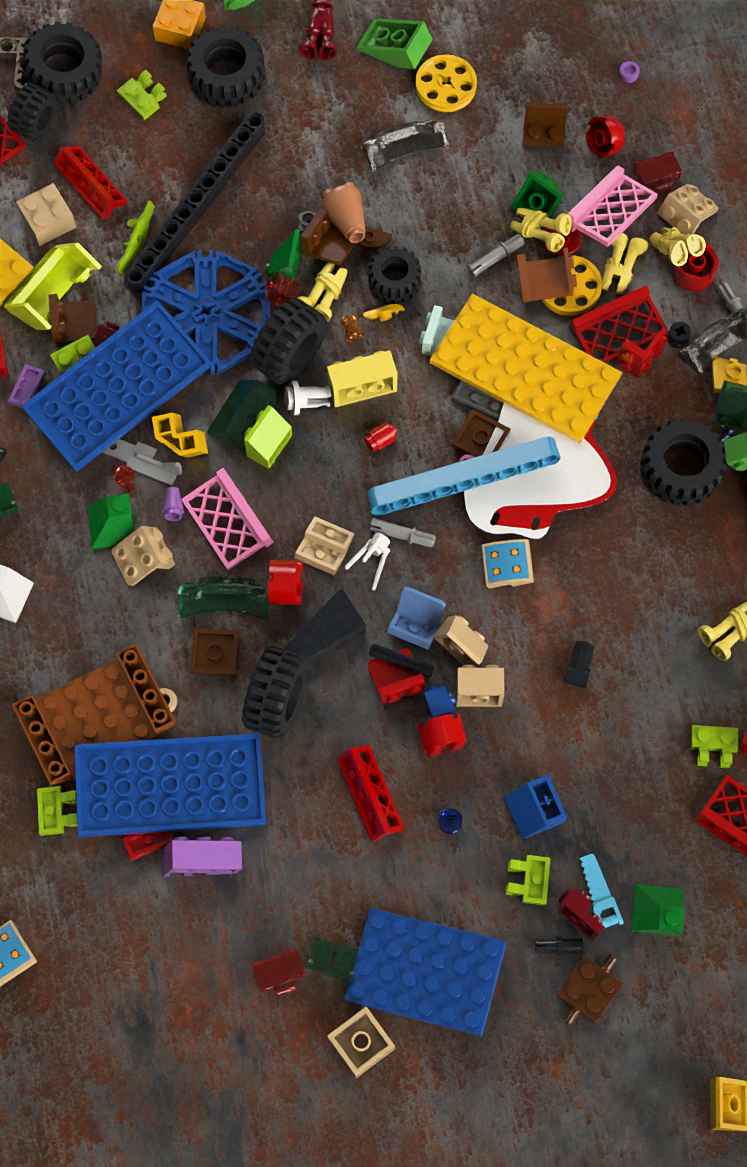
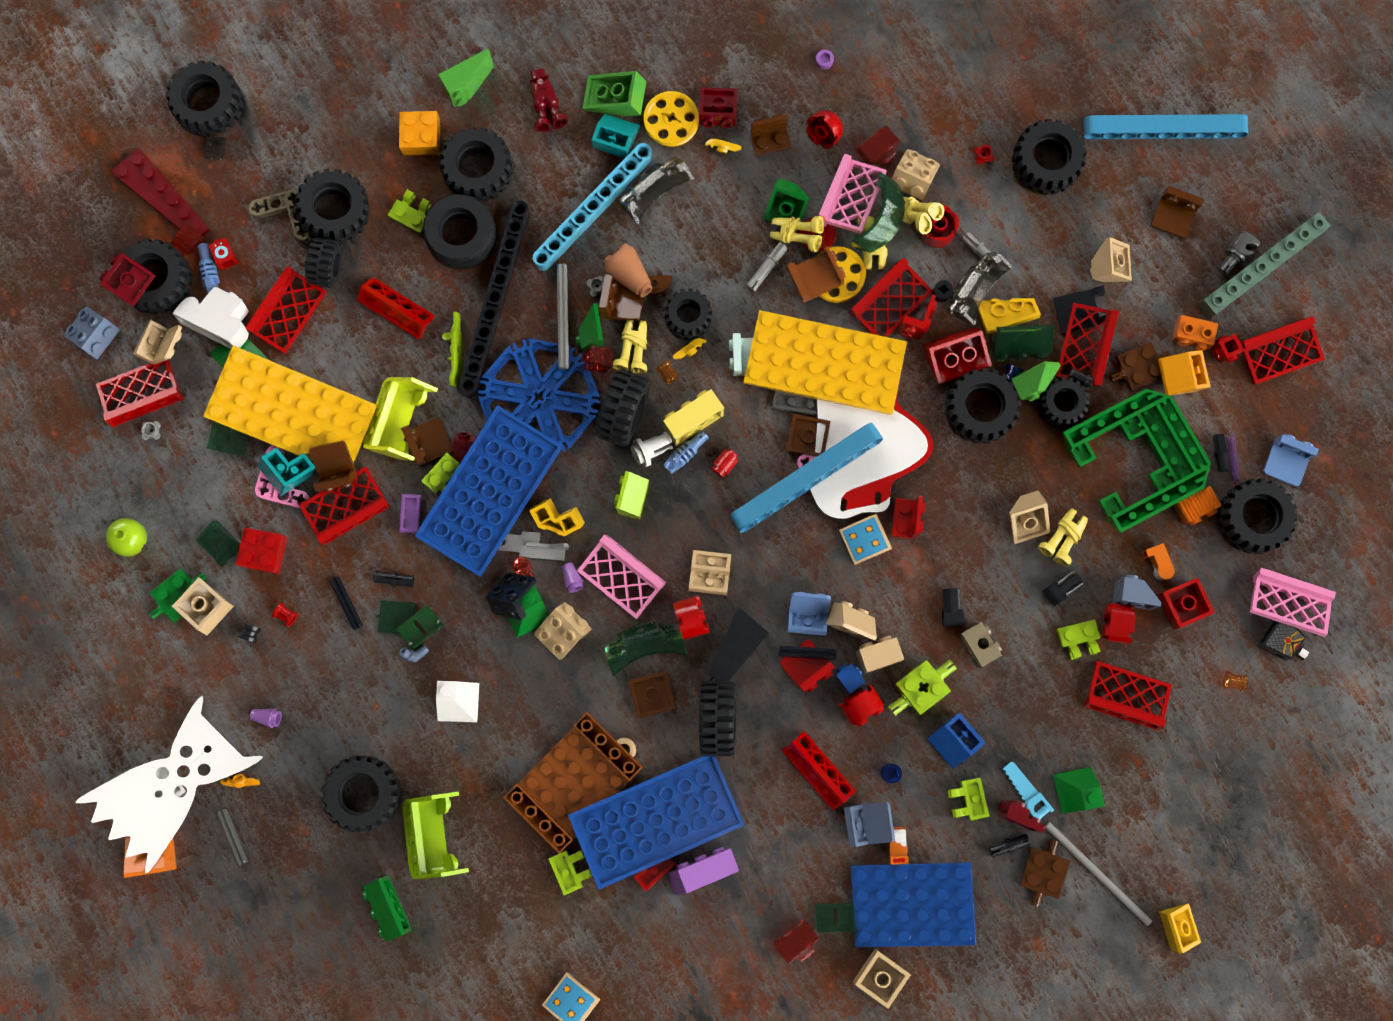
camera: 20 degrees left, 10 degrees up
(46, 214) = (369, 351): tan brick -> none
(92, 499) = (506, 595): none -> black bracket
(178, 102) = (457, 207): none -> black tyre
(241, 412) = (601, 478): clear green slope -> none
(260, 239) = (562, 305): none -> light grey axle
(327, 151) = (591, 215): none -> medium azure beam
(341, 414) = (685, 452): none -> medium blue hinge
(375, 546) = (753, 558): white plant -> none
(379, 81) = (614, 136): none -> teal slope
(402, 532) = (771, 540): light grey axle -> none
(405, 866) = (869, 824): none -> sand blue bracket
(430, 901) = (898, 849): none -> orange leg
(491, 124) = (723, 146): none -> yellow piece
(498, 84) = (718, 107): none -> dark red plate
(509, 751) = (934, 689): none -> lime brick
(561, 555) = (907, 518): none -> red bracket
(598, 727) = (981, 656): none -> dark tan brick
(639, 241) = (888, 220): none -> clear green windscreen
(652, 1012) = (1098, 874): none -> light grey piece
(673, 400) = (957, 354): none -> red slope
(697, 596) = (1029, 517): none -> tan slope
(705, 685) = (1059, 590): none -> black piece

